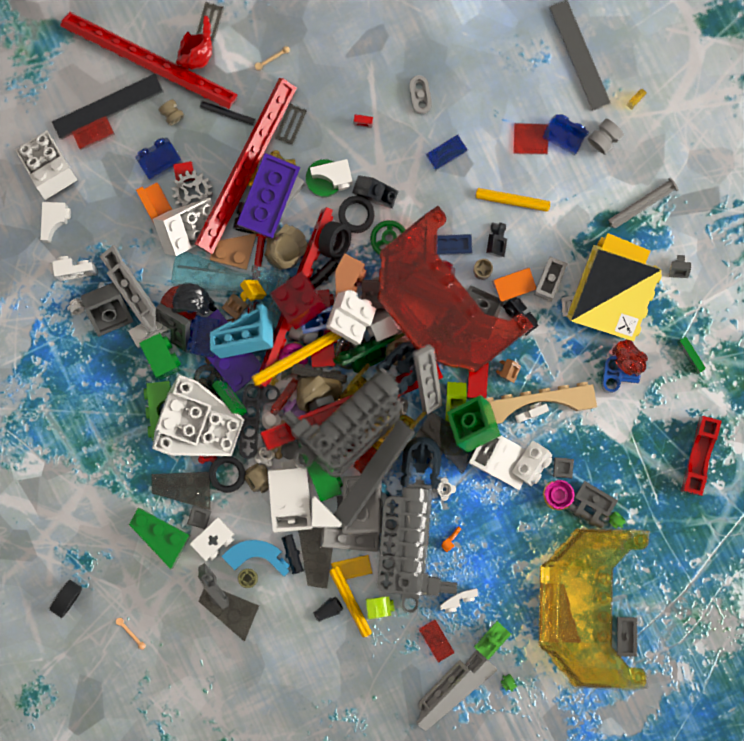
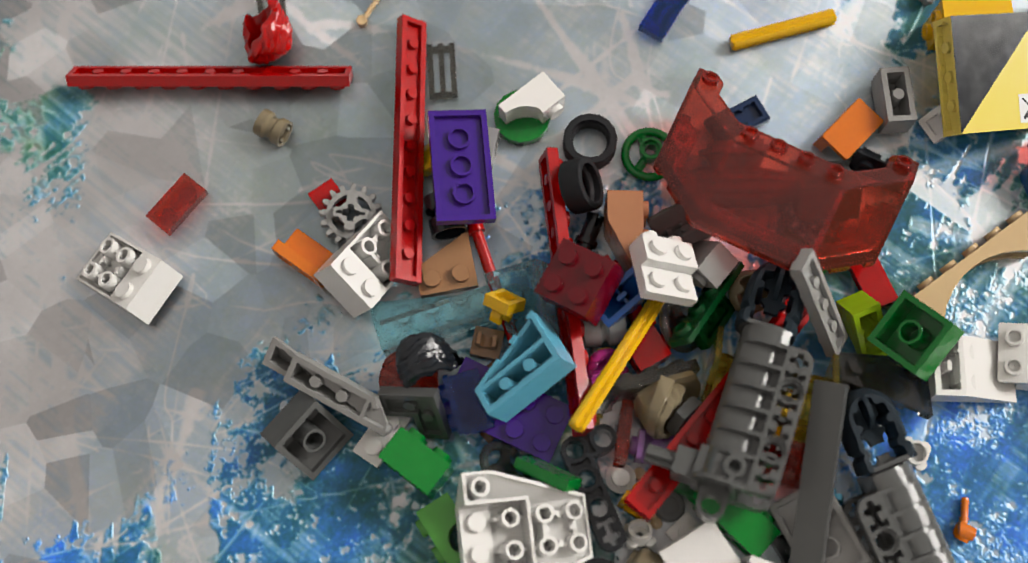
camera: 25 degrees left, 10 degrees down
(53, 216) = (170, 343): white arch -> none
(68, 269) = (224, 405): white plate -> none
(76, 307) = (261, 453): white plate -> none
(108, 106) = (181, 159): black tile -> none
(157, 157) = (282, 195): clear blue bracket -> none
(227, 113) = (350, 96): black bar -> none
(285, 247) = (517, 229): dark tan hair -> none
(364, 121) = (535, 21): red tile -> none
(375, 191) = (599, 98): black slope -> none
(483, 266) = (797, 125): dark tan wheel -> none
(496, 241) = (794, 90): black plate -> none
(509, 370) = (908, 244): medium nougat tile -> none
(536, 410) = (975, 282): white plate -> none

